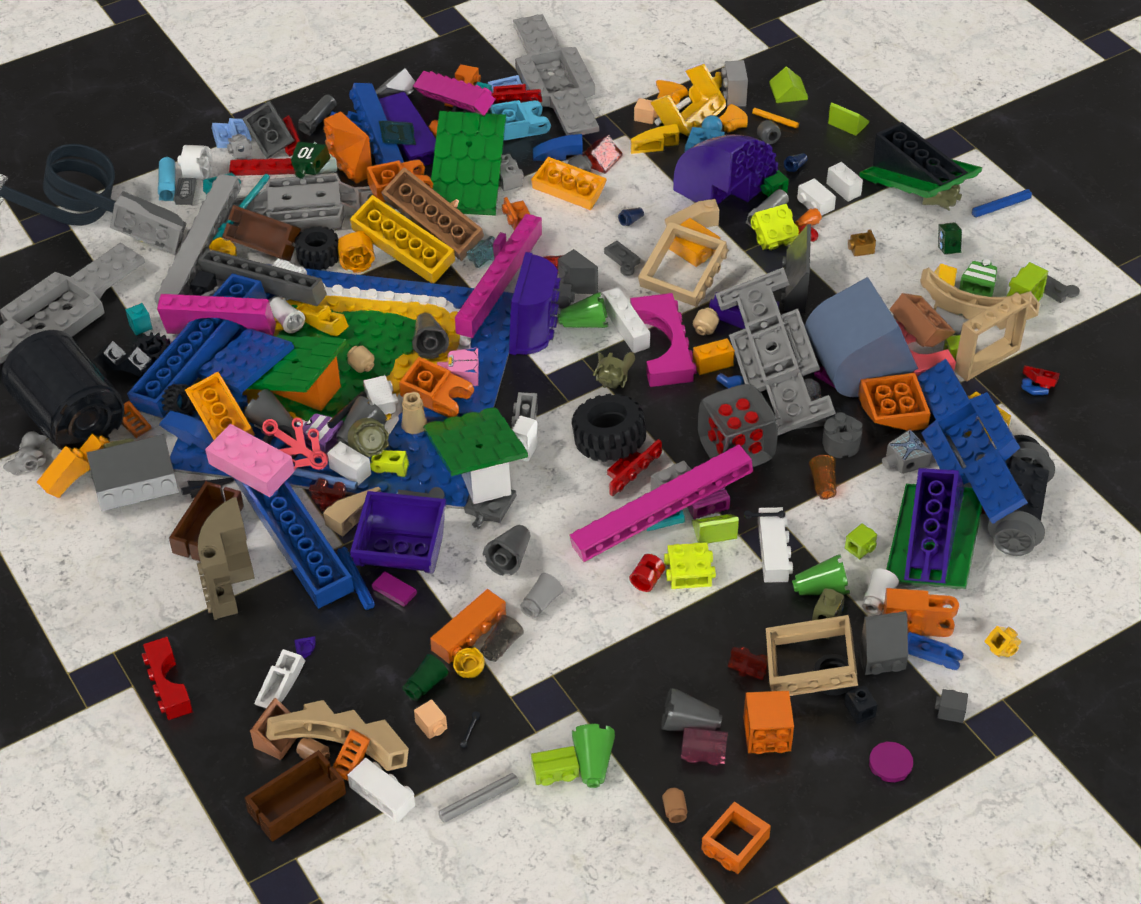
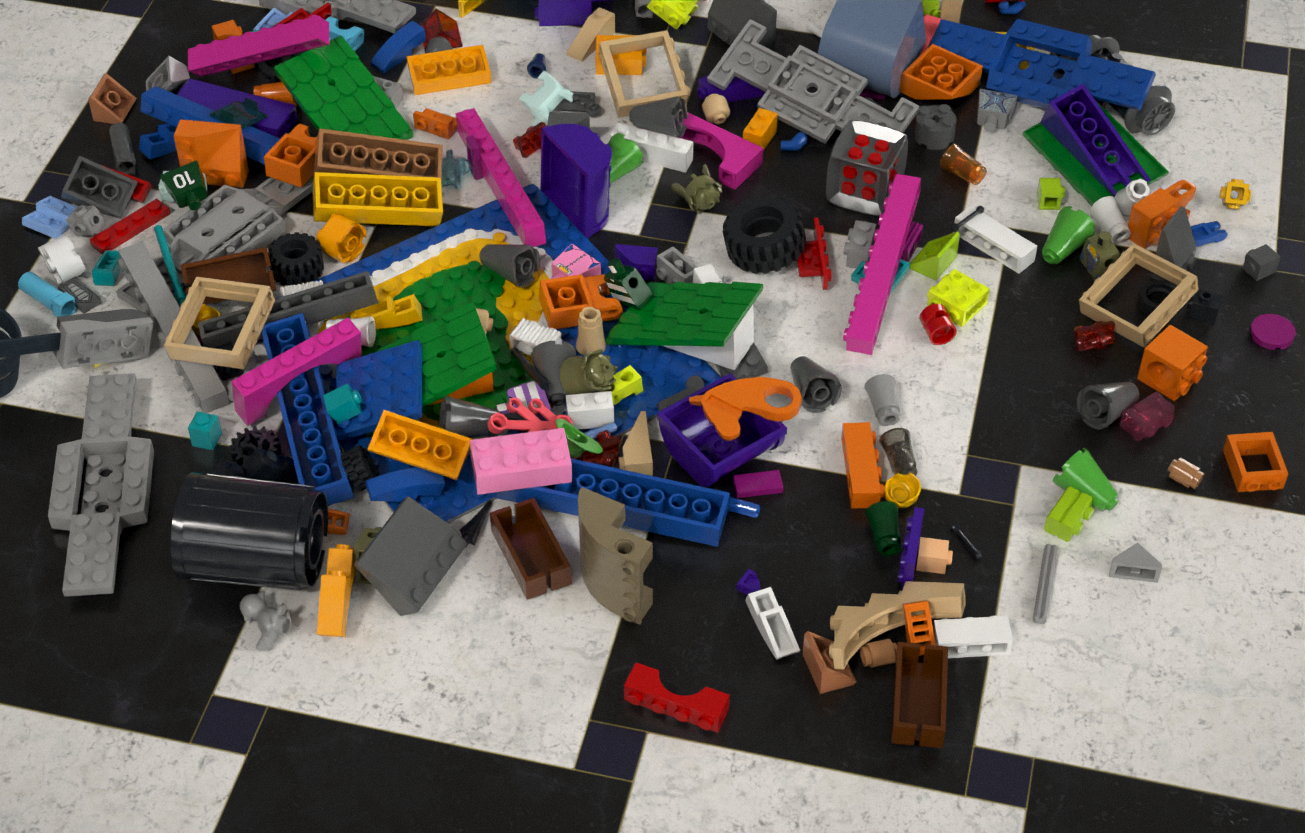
camera: 45 degrees left, 0 degrees up
(211, 353) = (343, 403): none -> teal brick
(219, 270) = (262, 301): none -> tan window
(309, 472) = (576, 440): none -> bright green piece
(344, 76) = (110, 101): none -> nougat slope
(400, 709) = (911, 543): none -> dark purple plate
(427, 519) = (726, 402): none -> orange animal
(469, 397) = (627, 285): none -> dark green torso
(513, 385) = (639, 257): none -> dark purple slope
(550, 833) = (1136, 565): none -> light grey slope
(598, 240) = (545, 98): none -> light aqua animal
(646, 302) = (661, 116): none -> dark grey cone
(905, 576) = (1131, 195): none -> white plant

